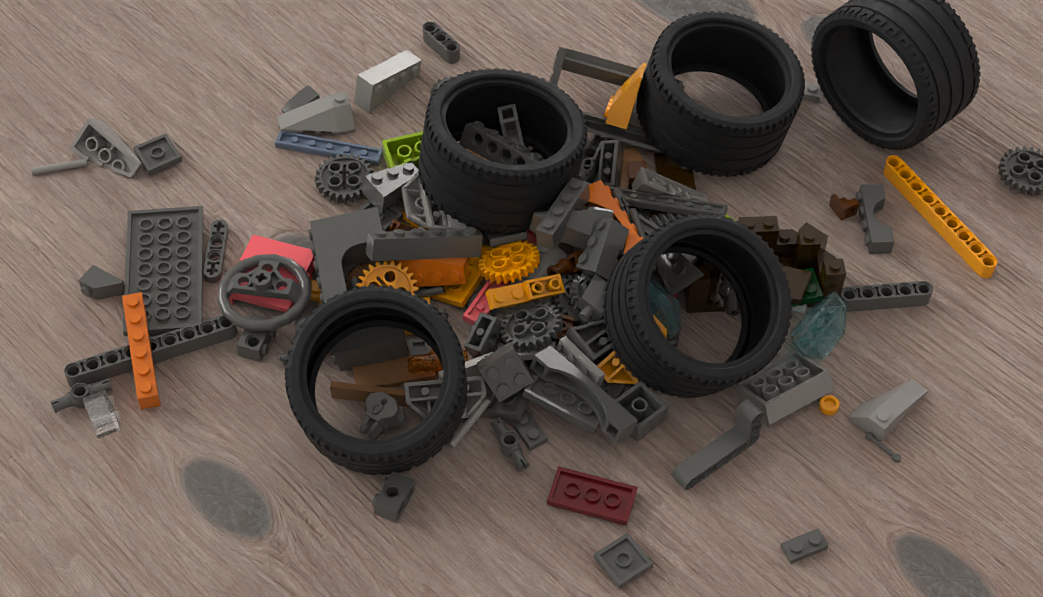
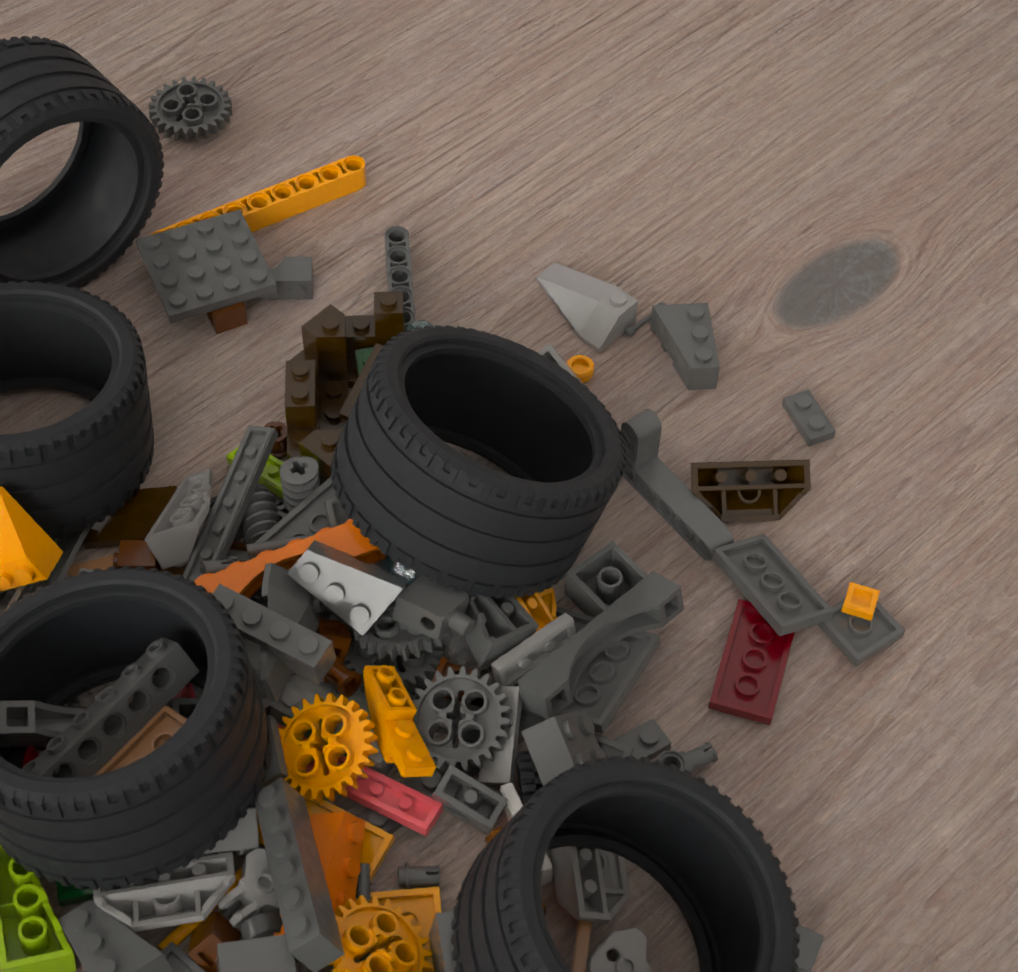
camera: 90 degrees left, 0 degrees up
(638, 557) = (860, 601): none -> light orange tile
(648, 504) = (772, 584): none -> dark grey plate
(729, 493) = (750, 488): none -> dark brown wedge
(858, 468) = (690, 342): none -> dark grey wedge
(872, 185) = (206, 266): none -> dark grey plate

